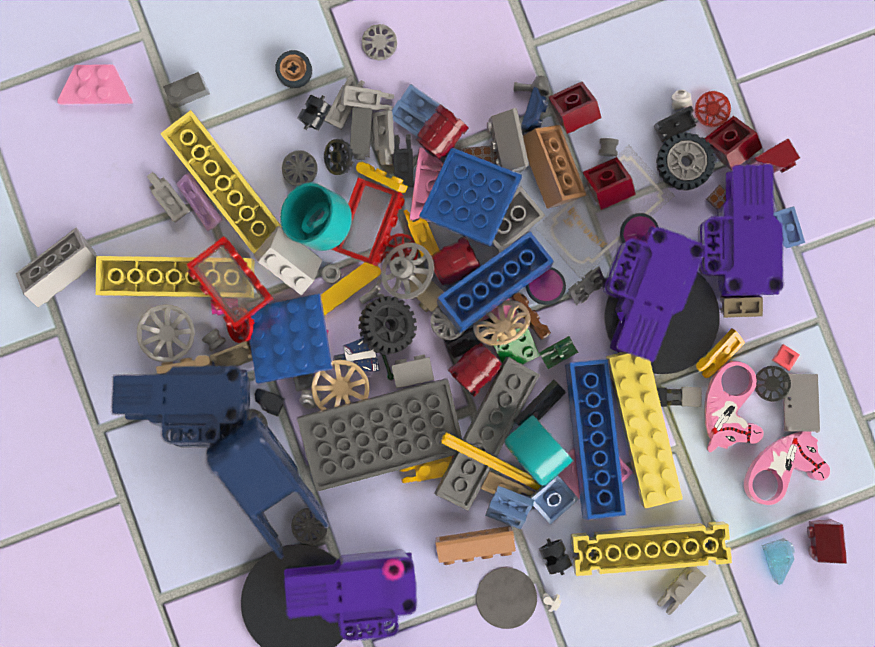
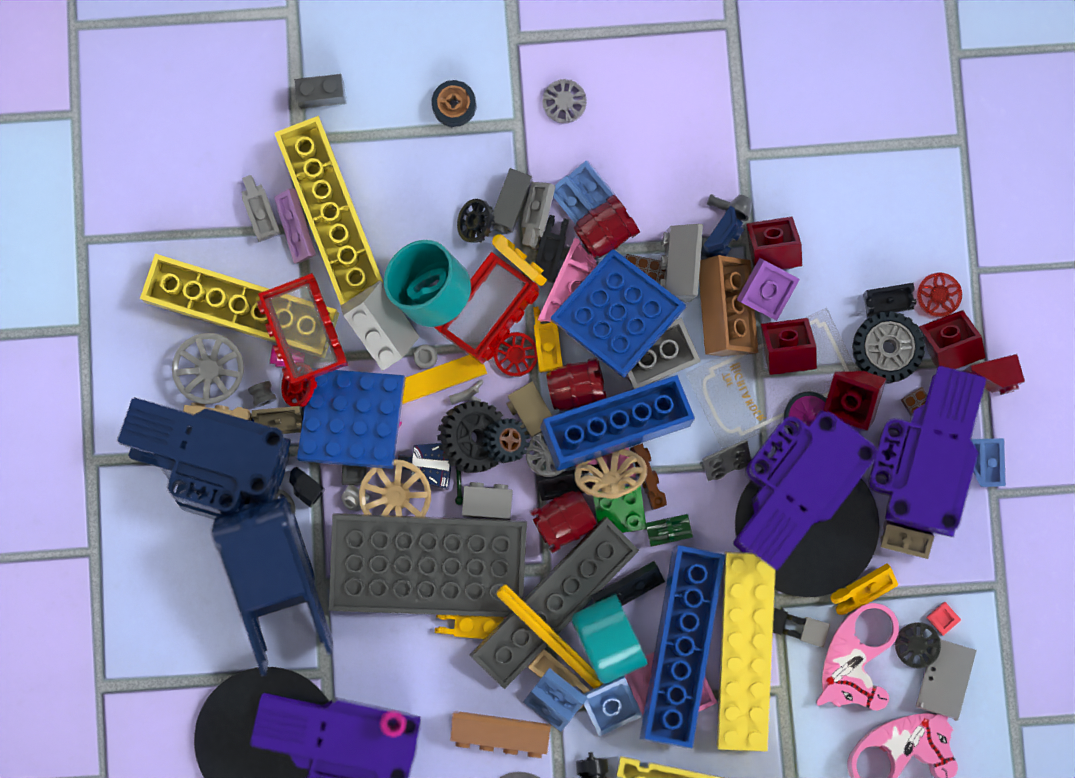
camera: 20 degrees right, 5 degrees down
(56, 268) = (103, 254): light grey slope -> none
(94, 86) = (213, 55): bright pink wing -> none
(299, 168) = (425, 221): dark grey wheel -> none
(307, 525) = (307, 651): dark grey wheel -> none
(315, 110) = (462, 161): black wheel -> none
(339, 113) = (500, 160): light grey hinge -> none
(364, 98) = (527, 161): light grey hinge -> none
(404, 269) = (513, 375): light grey wheel -> none
(413, 314) = (512, 434): none -> black wheel
(547, 287) = (678, 449): magenta wheel -> none
(580, 143) = (768, 289): none -> medium lavender plate
(608, 147) = (800, 303): dark grey wheel -> none
(671, 208) = (855, 397): none -> dark red slope
(681, 99) = (904, 272): white plate -> none

